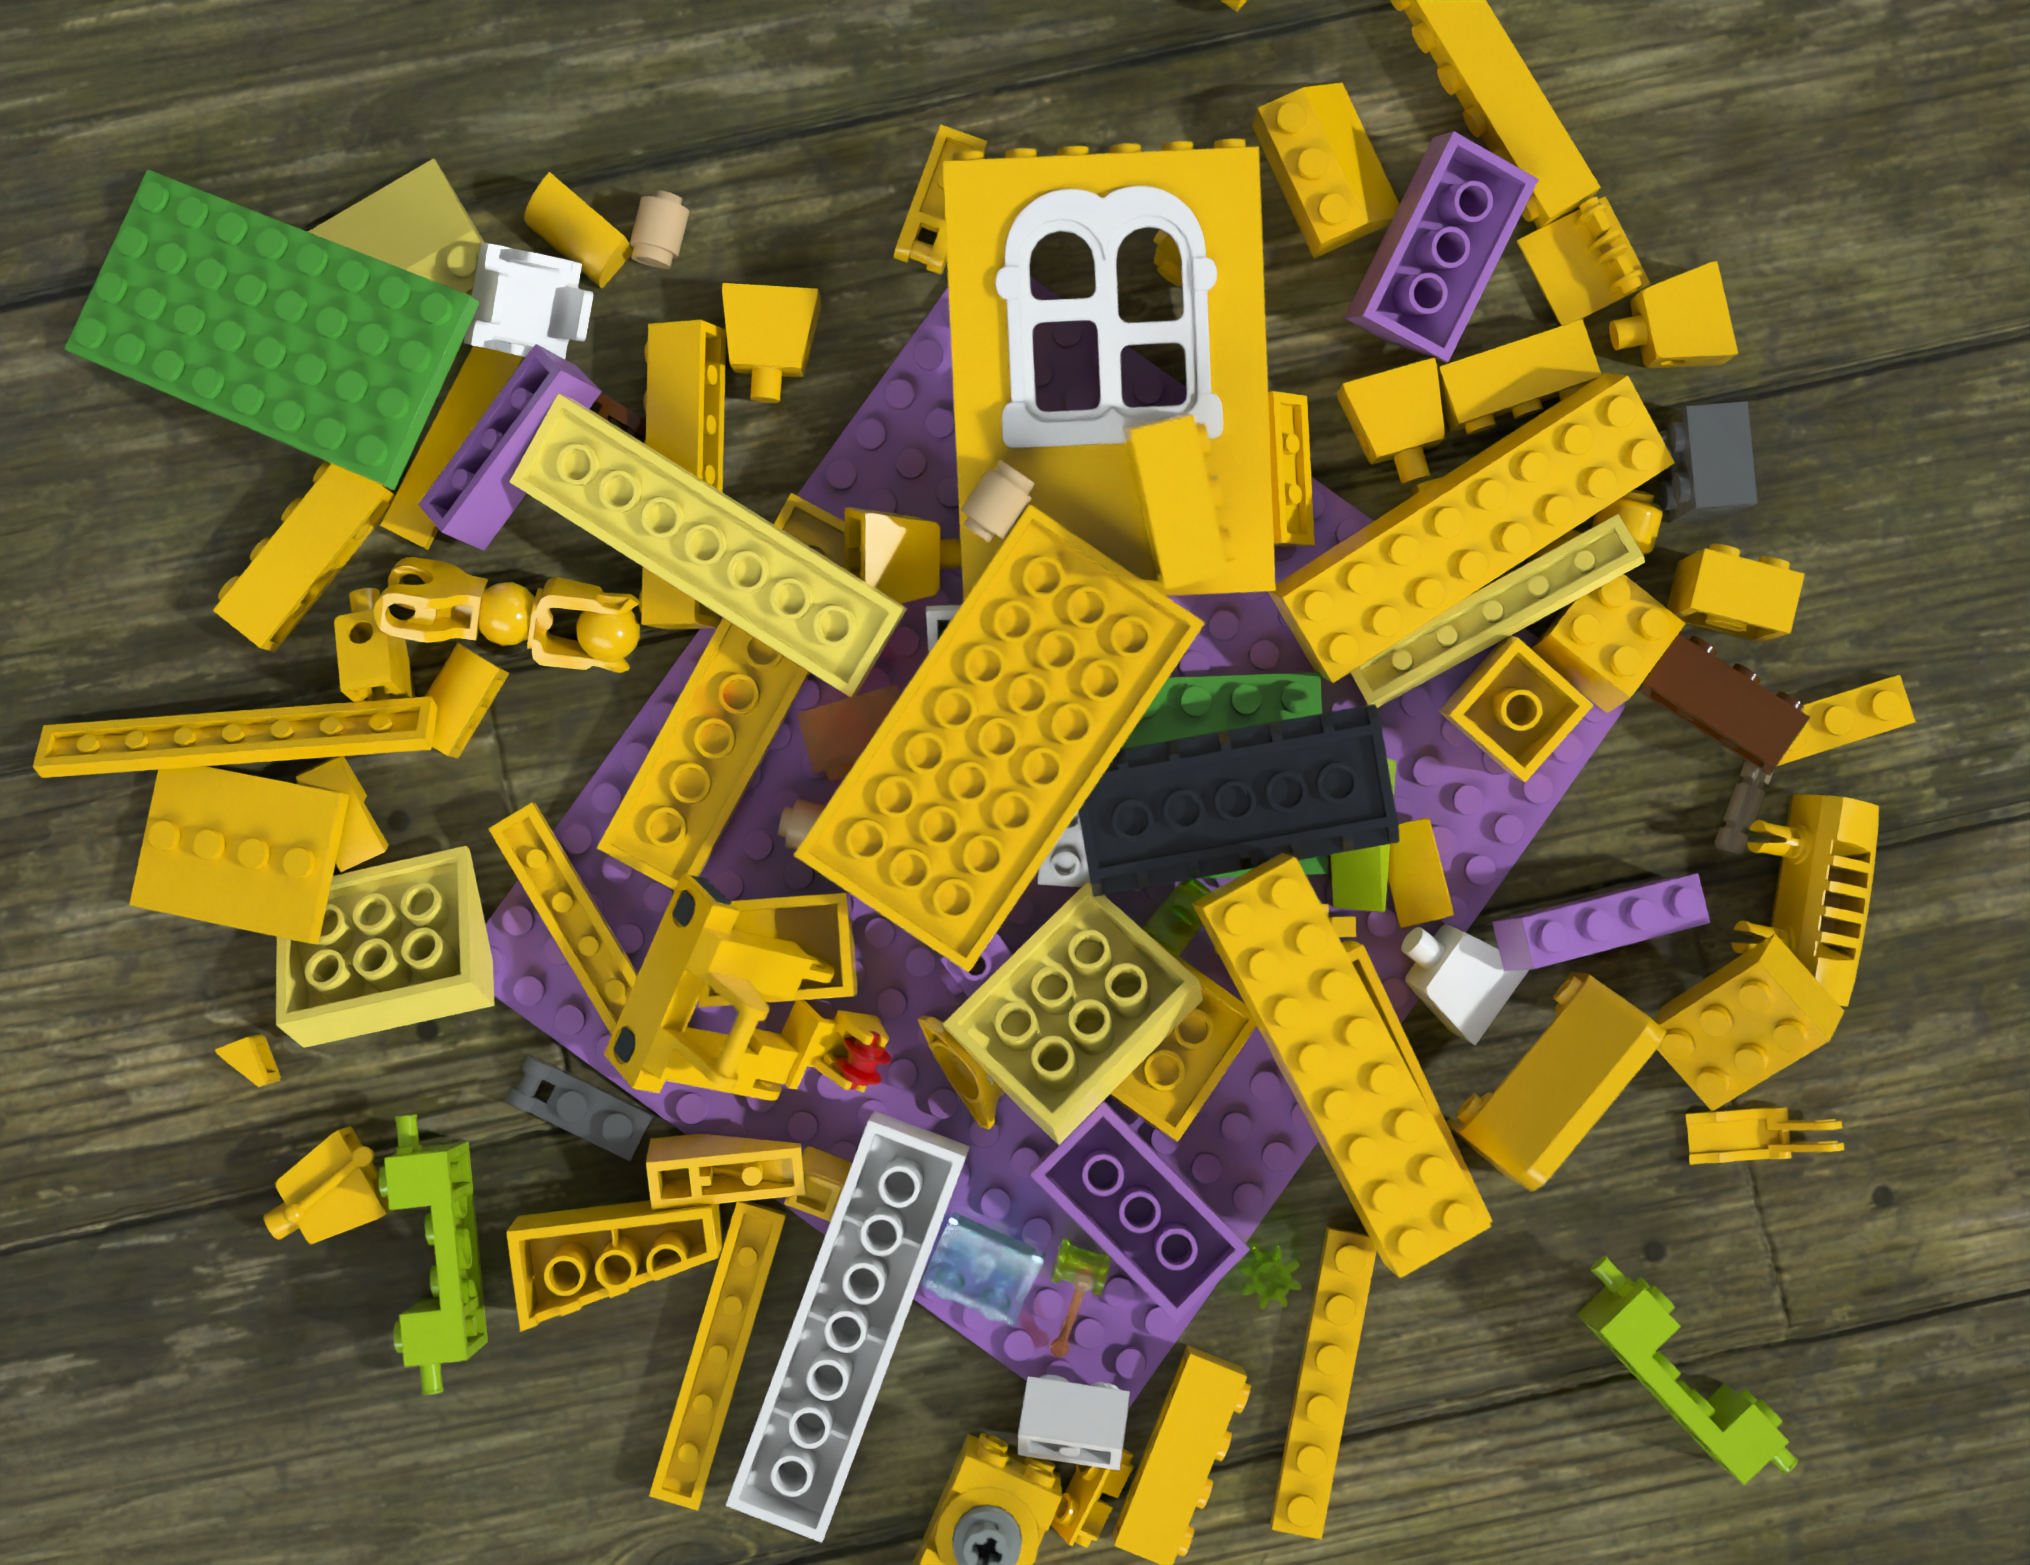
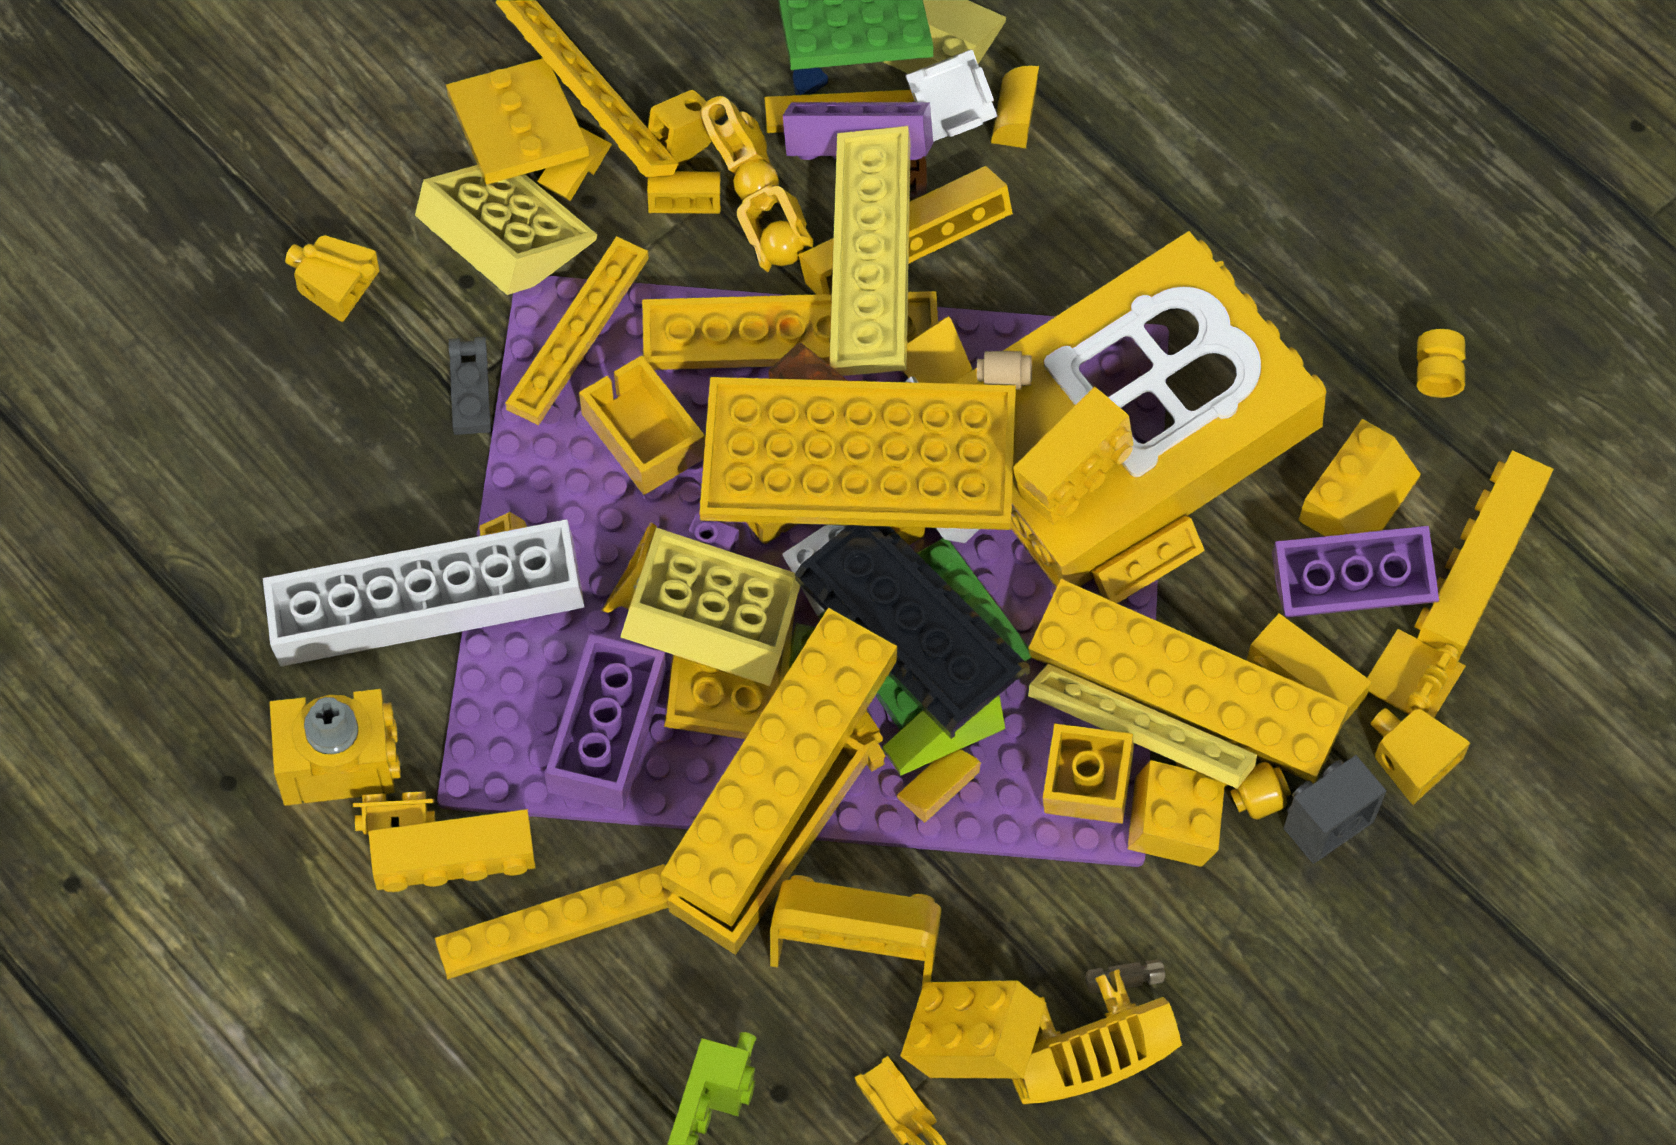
camera: 60 degrees right, 25 degrees down
(252, 1059) = (391, 192): yellow slope -> none
(302, 555) = (719, 66): yellow brick -> none
(454, 1320) = (301, 372): lime brick -> none
(602, 1252) = (381, 433): yellow wedge -> none
(658, 229) = (1047, 147): tan brick -> none
(700, 948) = (617, 379): yellow container -> none
(718, 1354) = (357, 539): yellow plate -> none
(721, 1170) = (479, 470): yellow slope -> none
(769, 333) = (1027, 237): yellow torso -> none
(982, 1269) = (508, 656): clear light blue bracket -> none
(1071, 1259) = (544, 714): clear neon green bush -> none
(1073, 1422) = (438, 759): white brick -> none
(1083, 1282) = (536, 710): clear orange hinge -> none
(1276, 1289) = (608, 830): clear neon green gear -> none
(1397, 416) = (1233, 612): yellow torso -> none
(1459, 979) = (888, 846): white torso -> none
(1600, 922) = (982, 906): medium lavender brick -> none
(1725, 702) = (1184, 913): reddish brown brick -> none
(1736, 594) = (1259, 873): yellow brick -> none
(1852, 717) = (1223, 1004): yellow plate -> none

